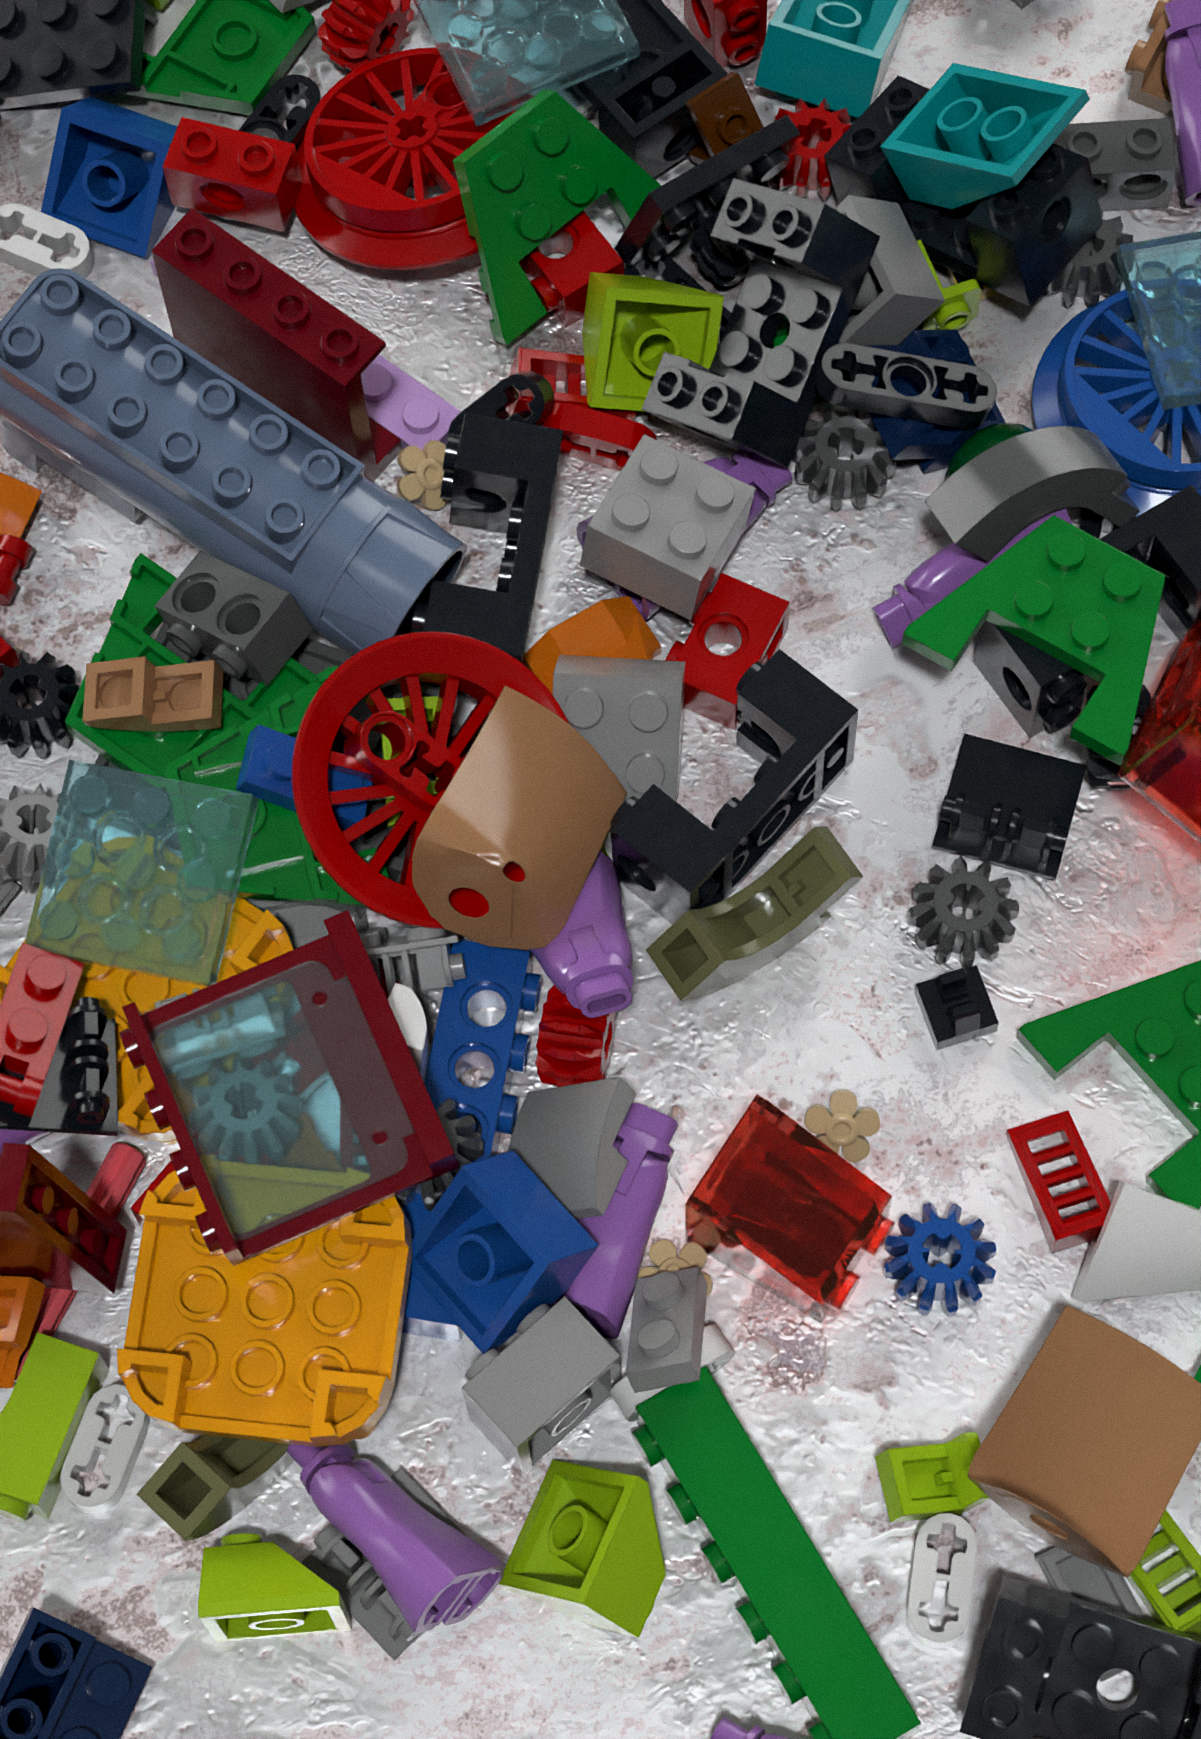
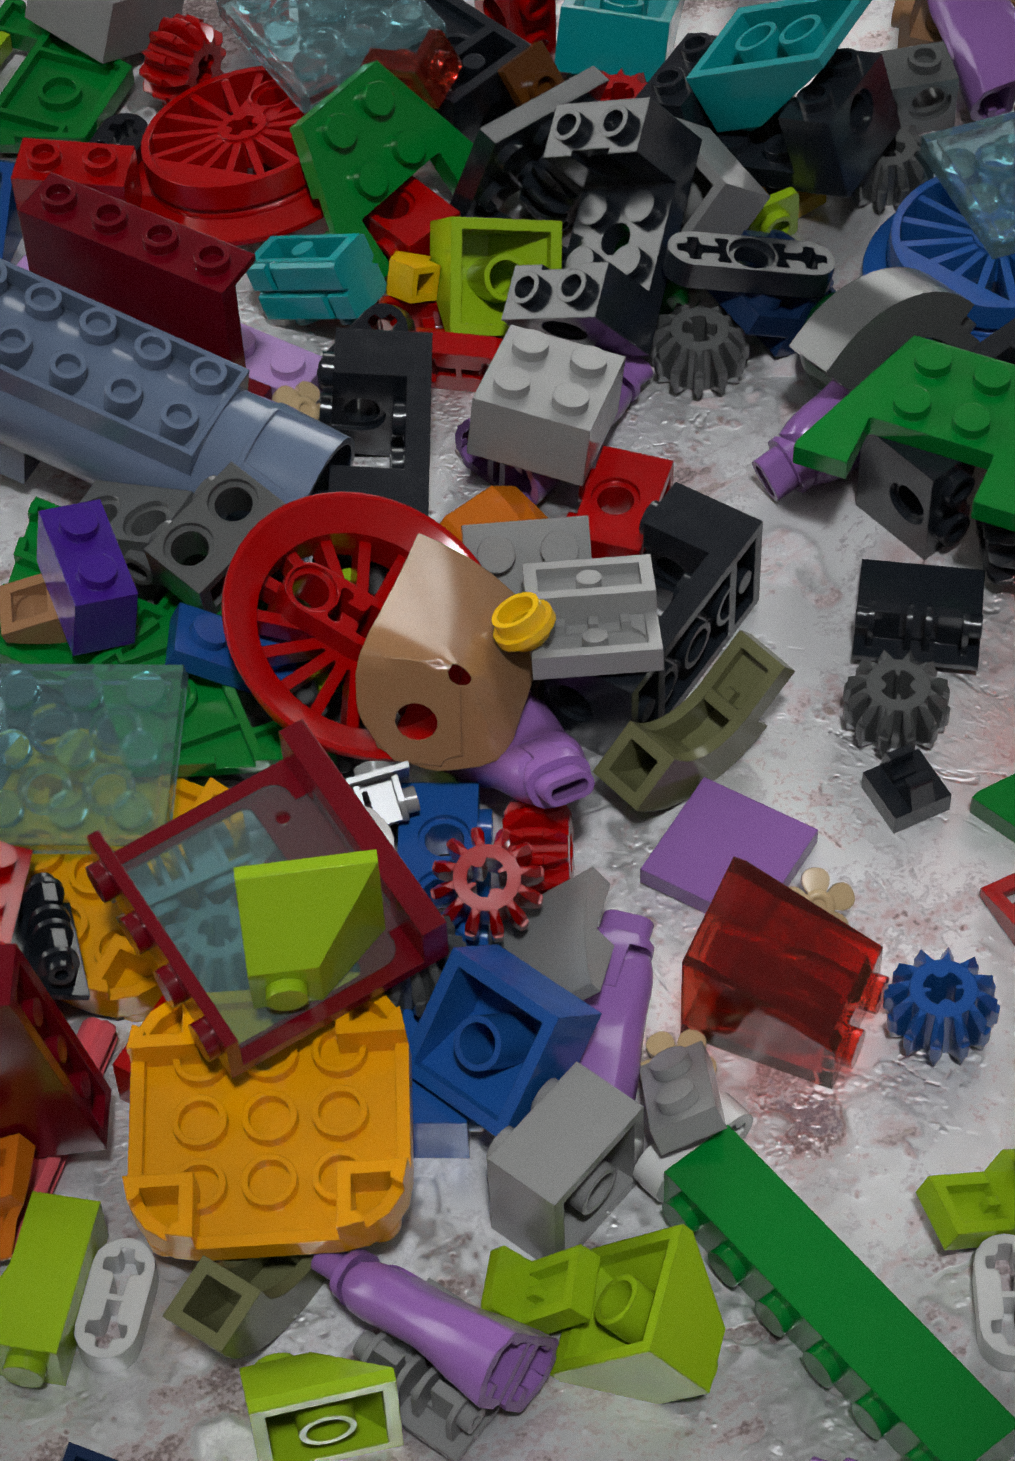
camera: 10 degrees left, 15 degrees down
(170, 682) = (86, 577): none -> dark purple brick
(293, 645) = (204, 531): none -> dark grey brick
(316, 1141) = (307, 924): none -> lime slope
(461, 323) = (316, 277): none -> teal brick
(500, 1503) = (542, 1292): none -> lime bracket
(505, 1061) = (474, 865): none -> red gear
(562, 333) = (404, 274): none -> yellow piece
(590, 809) = (522, 622): none -> yellow plate
(607, 104) = (427, 71): none -> clear red bracket
(664, 802) = (602, 617): none -> light grey slope
(769, 1047) = (714, 829): none -> medium lavender tile

